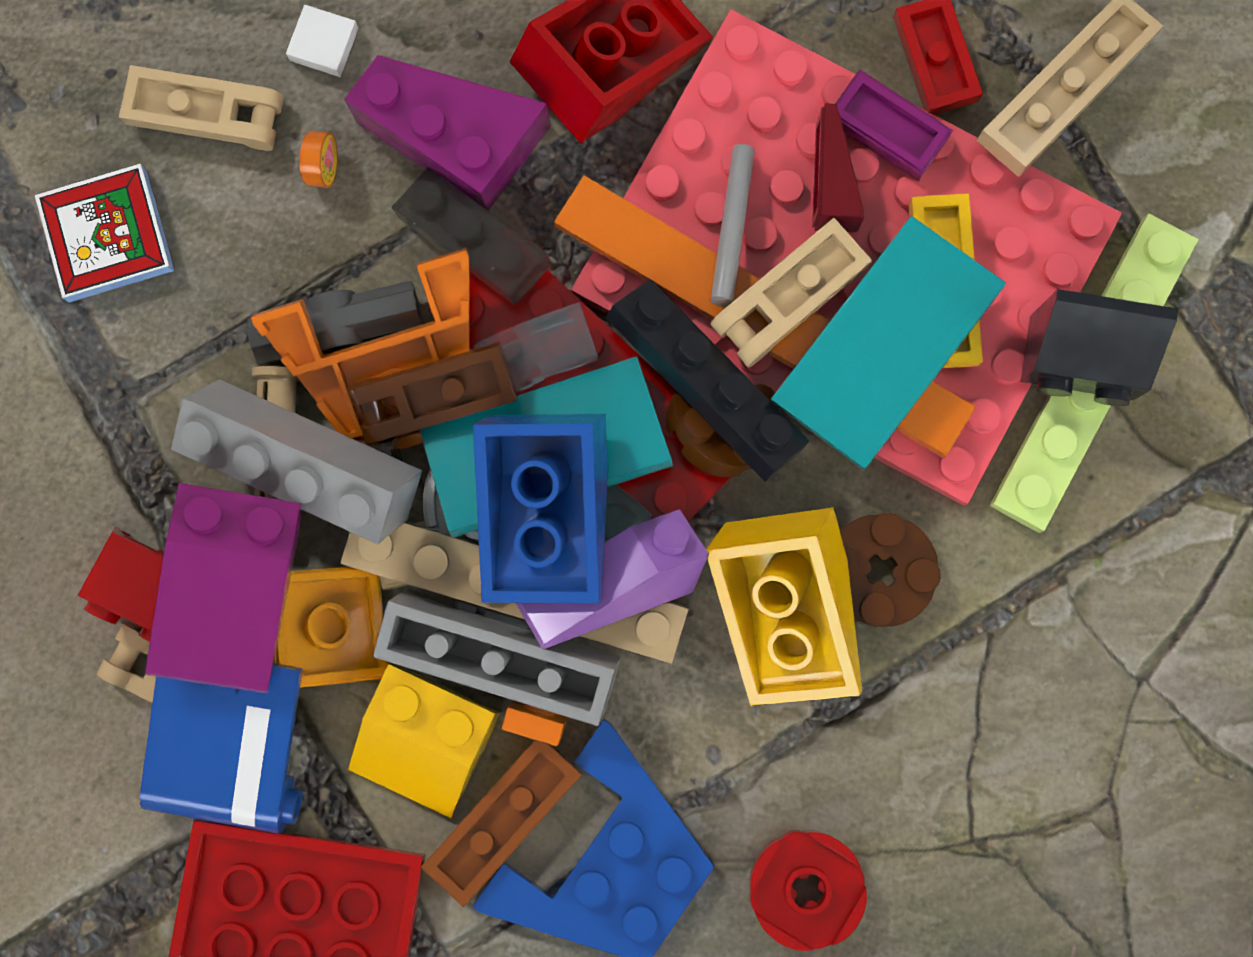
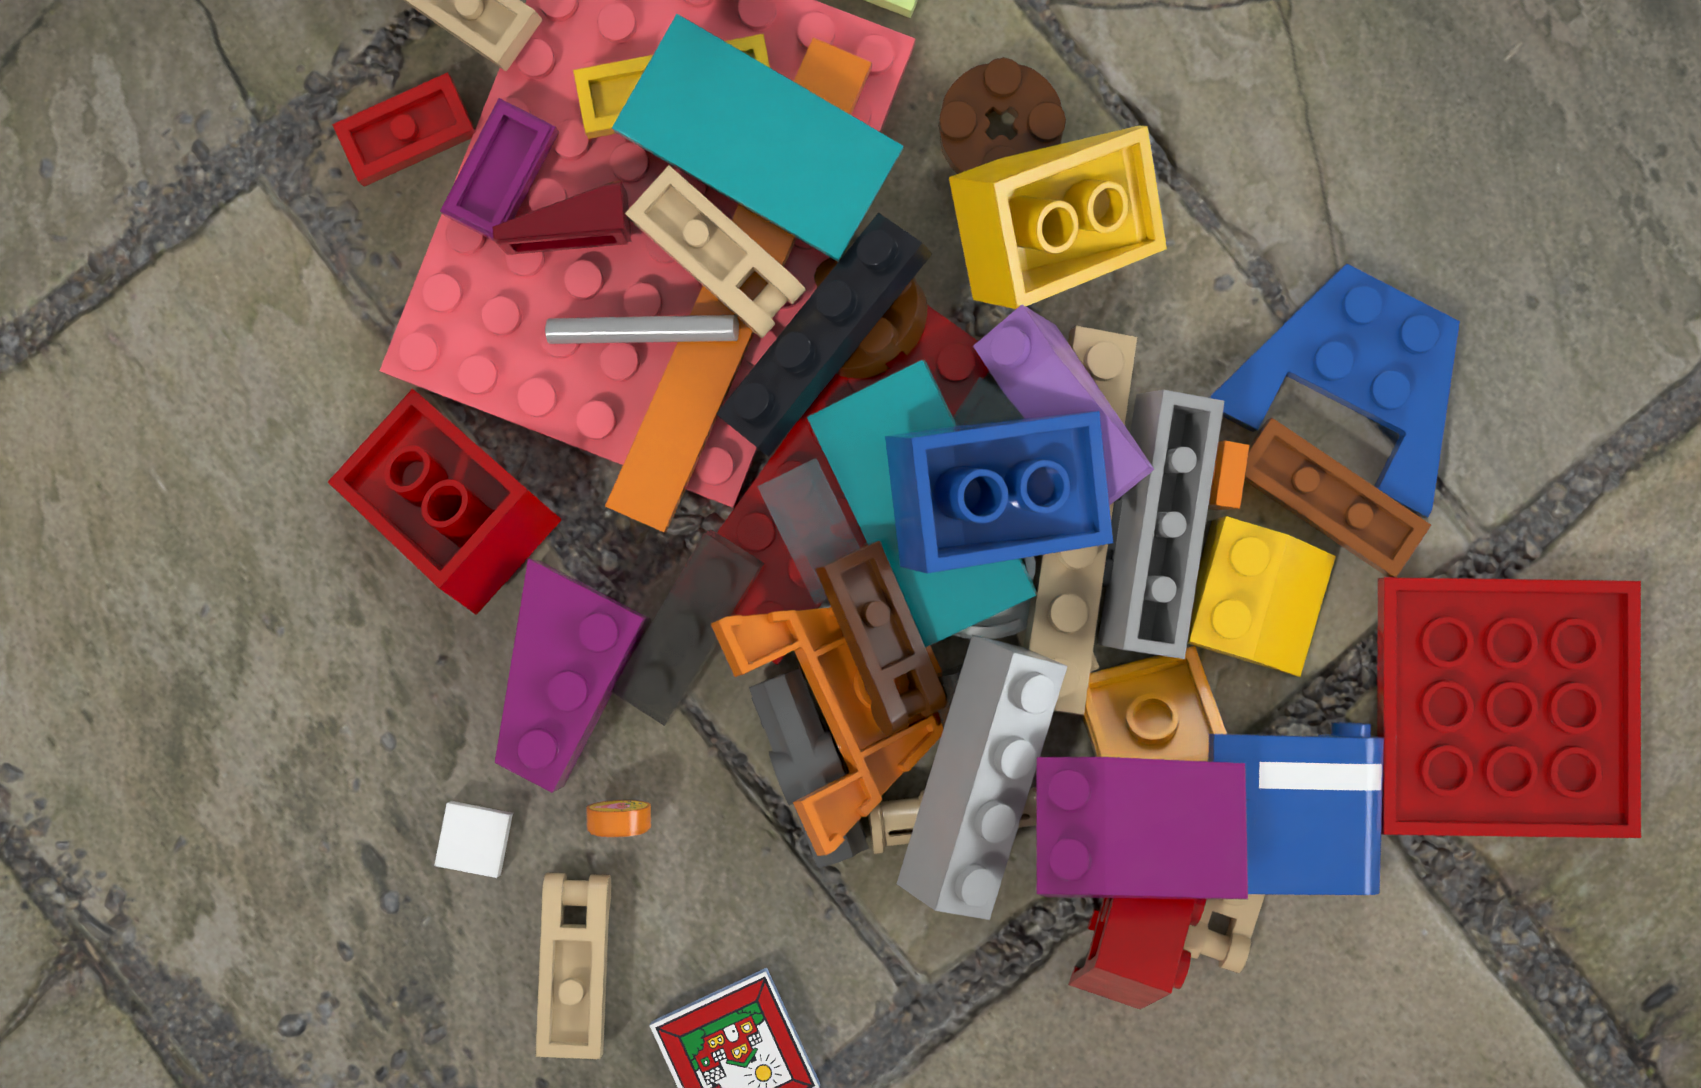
camera: 100 degrees left, 5 degrees up
(814, 923) = (1389, 149): red plate -> none

